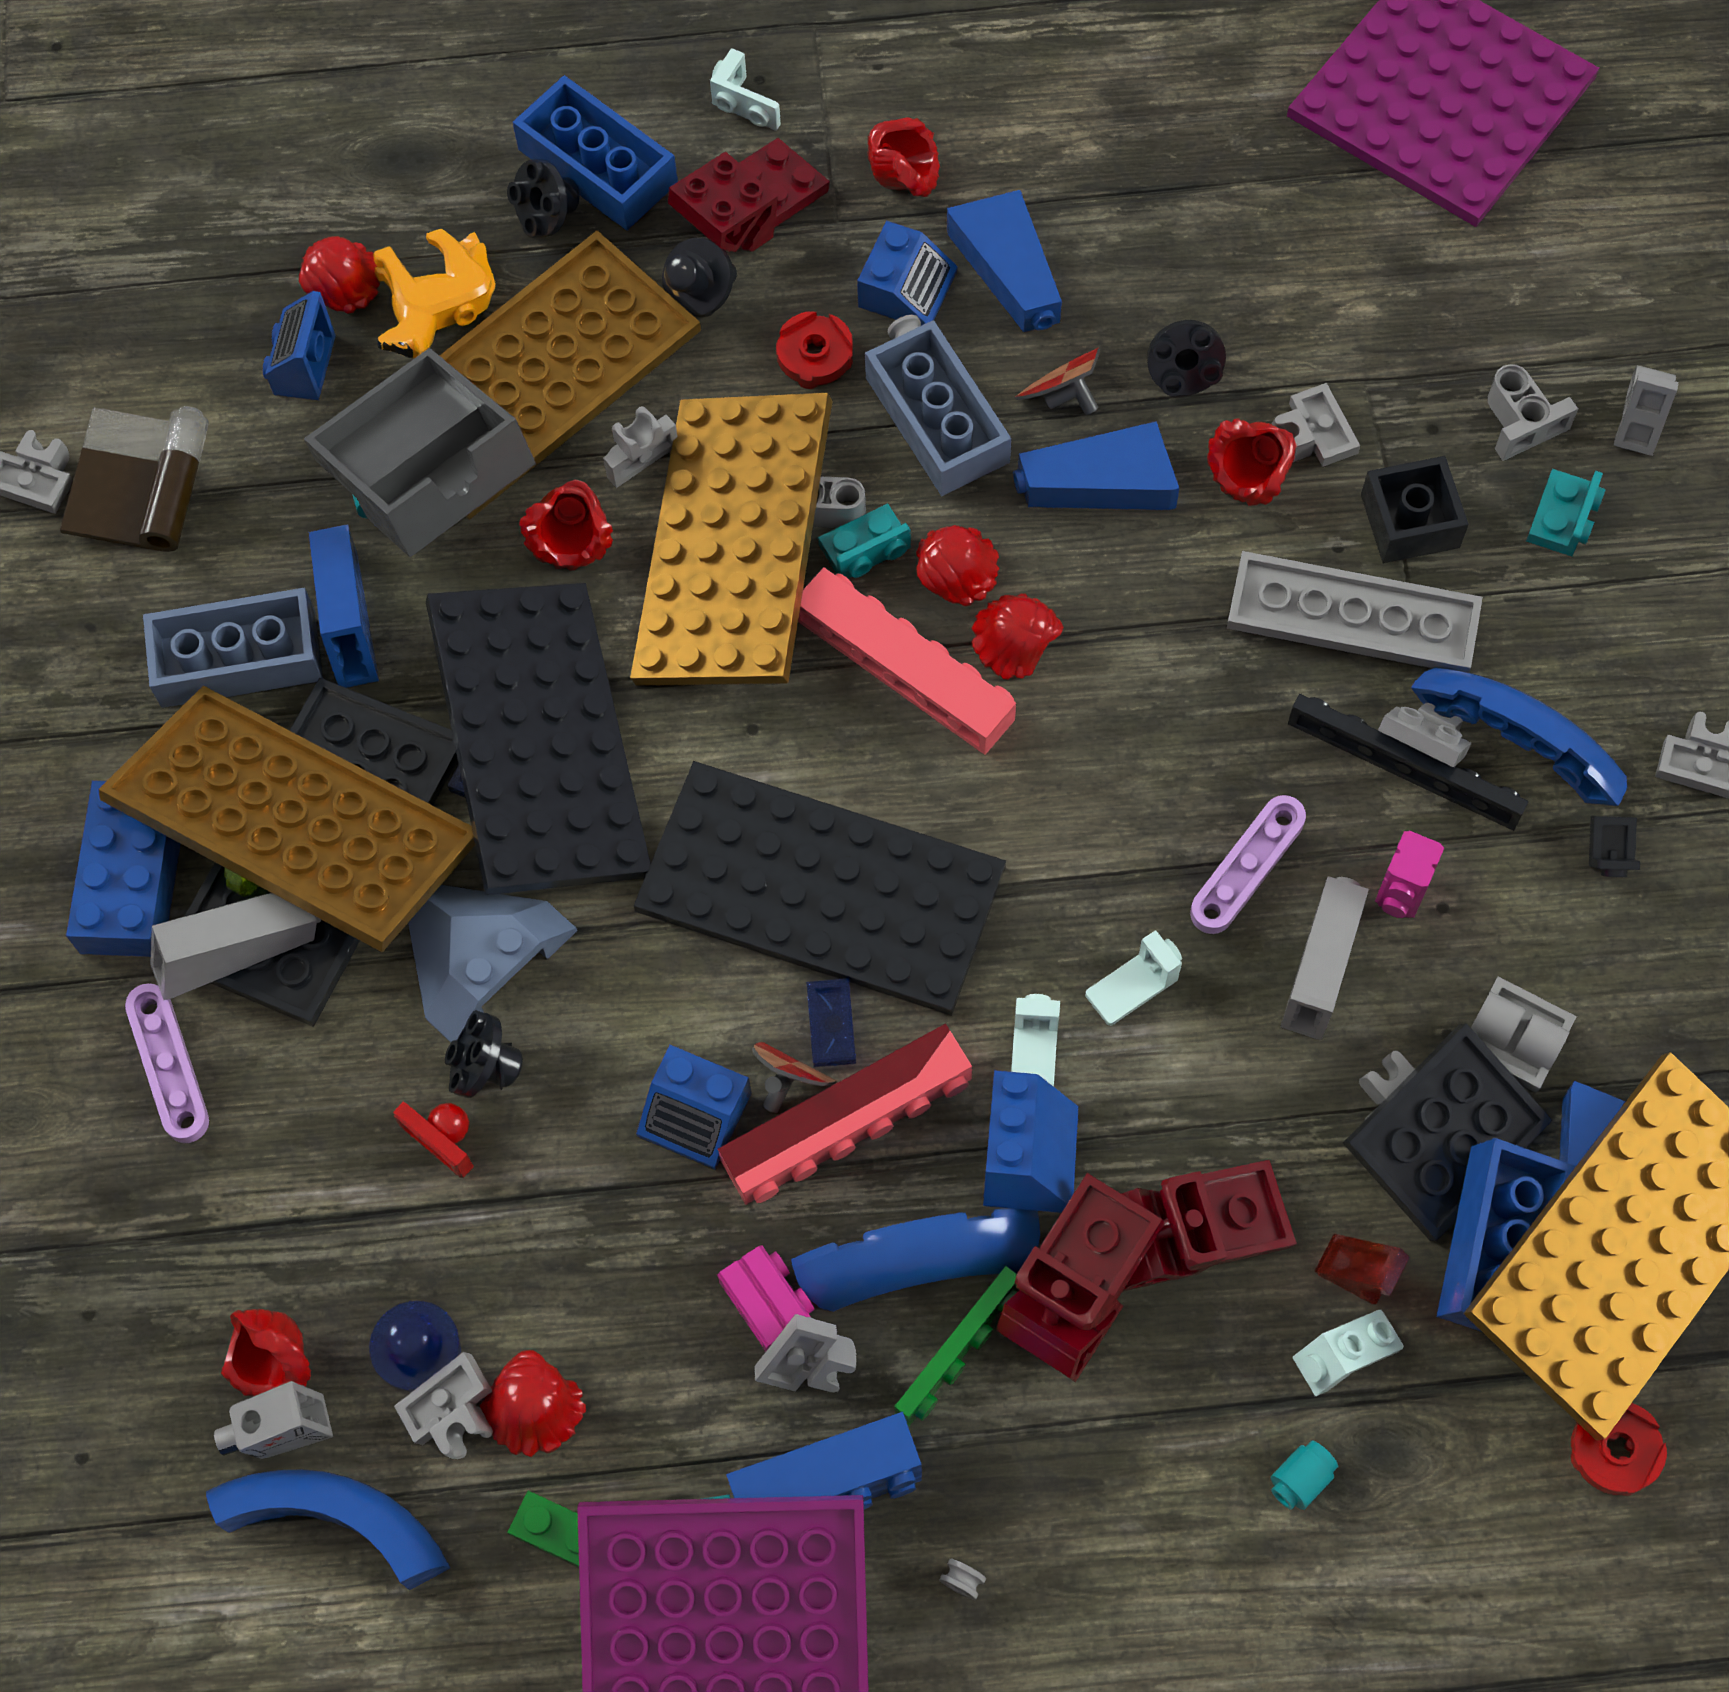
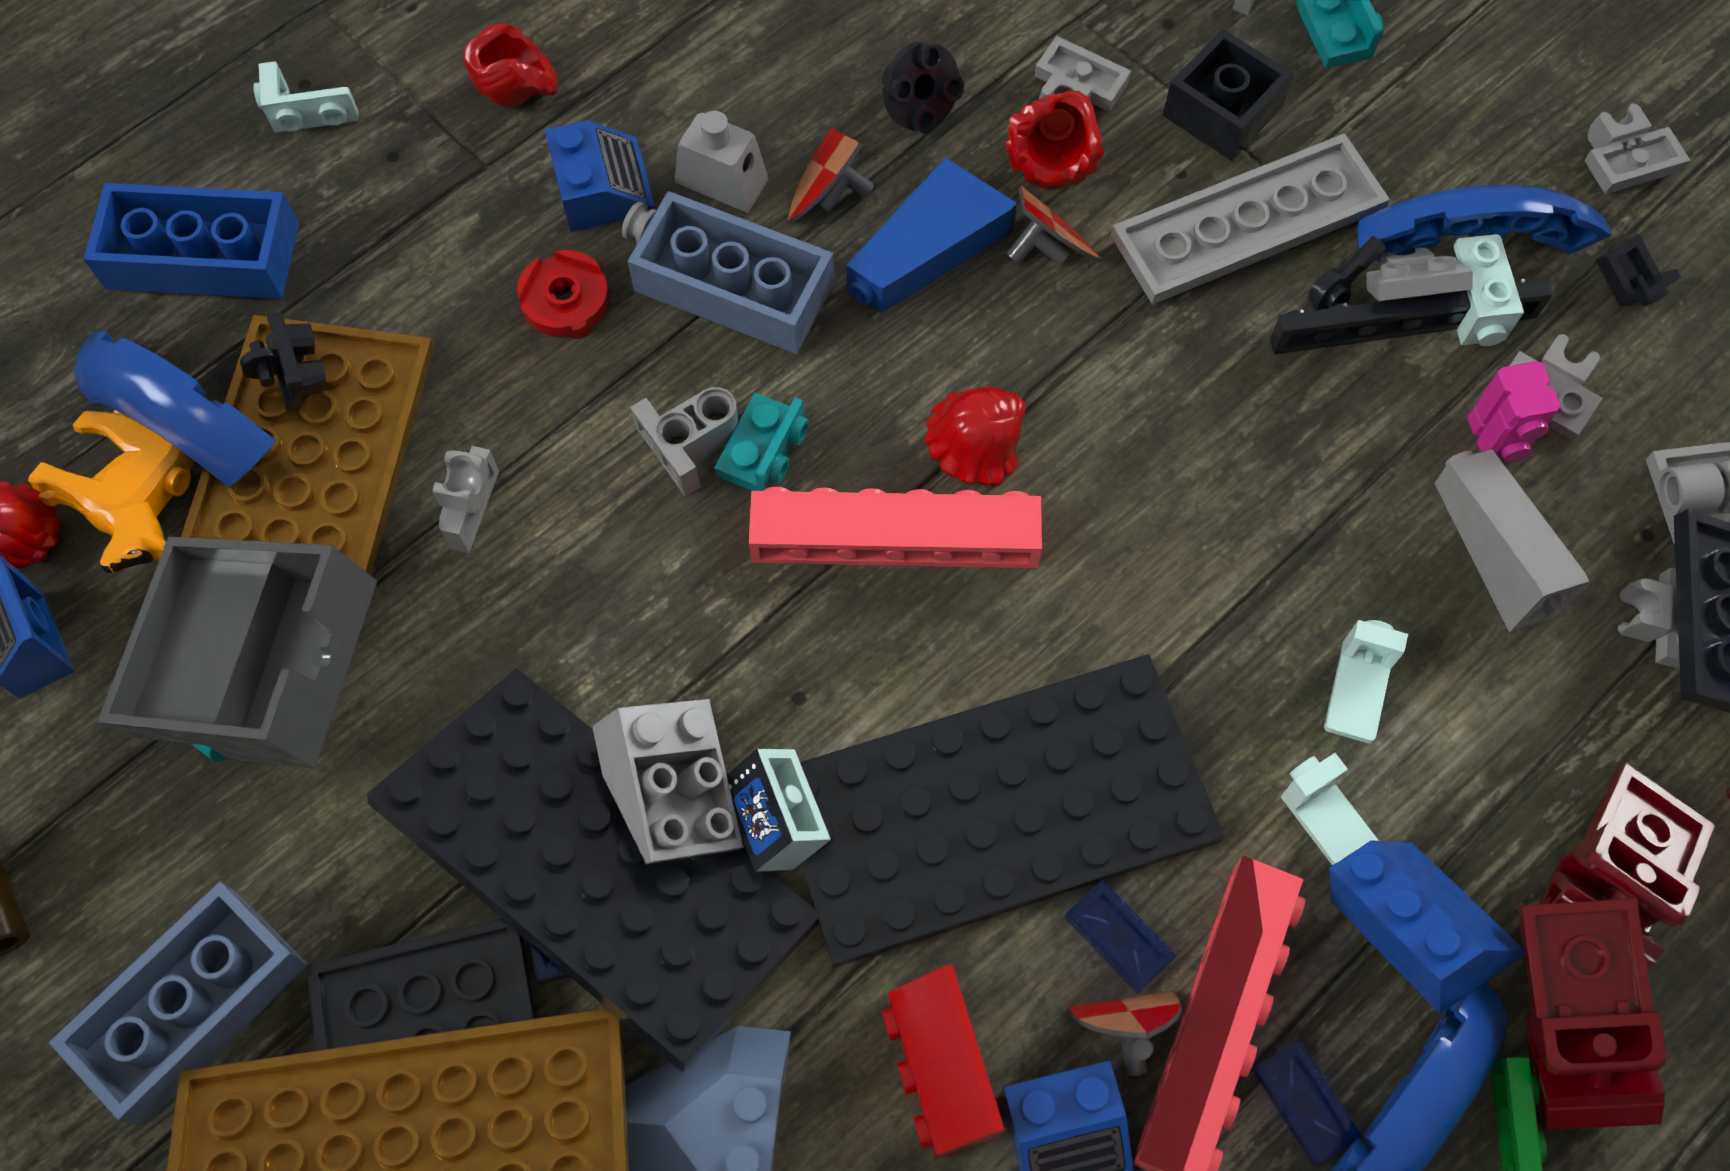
camera: 40 degrees left, 0 degrees up
(342, 606) = (273, 870): blue slope -> none
(494, 260) = (169, 405): none -> blue brick
(542, 197) = (169, 317): black plate -> none
(567, 527) = (457, 623): red hair -> none
(601, 264) = (279, 359): none -> black hips
(619, 715) = (669, 779): none -> light grey slope
(648, 1009) = (942, 1064): none -> red slope
(671, 782) = (776, 810): none -> brick
(699, 276) = (395, 293): black plate -> none
(732, 541) = (638, 526): pearl gold plate -> none
(747, 199) = (383, 192): dark red piece -> none
(861, 1200) = (1306, 1103): none -> clear blue tile
(957, 564) = (867, 405): red hair -> none
(987, 314) = (721, 161): none -> light grey torso
(1008, 256) = (665, 90): blue slope -> none
(1193, 524) = (1036, 233): none -> dark grey shield
(1247, 864) = (1360, 503): lavender plate -> none
(1371, 702) = (1335, 284): none -> black plate
(1470, 885) = (1567, 380): none -> light grey plate
(1476, 778) = (1494, 293): none -> light aqua bracket

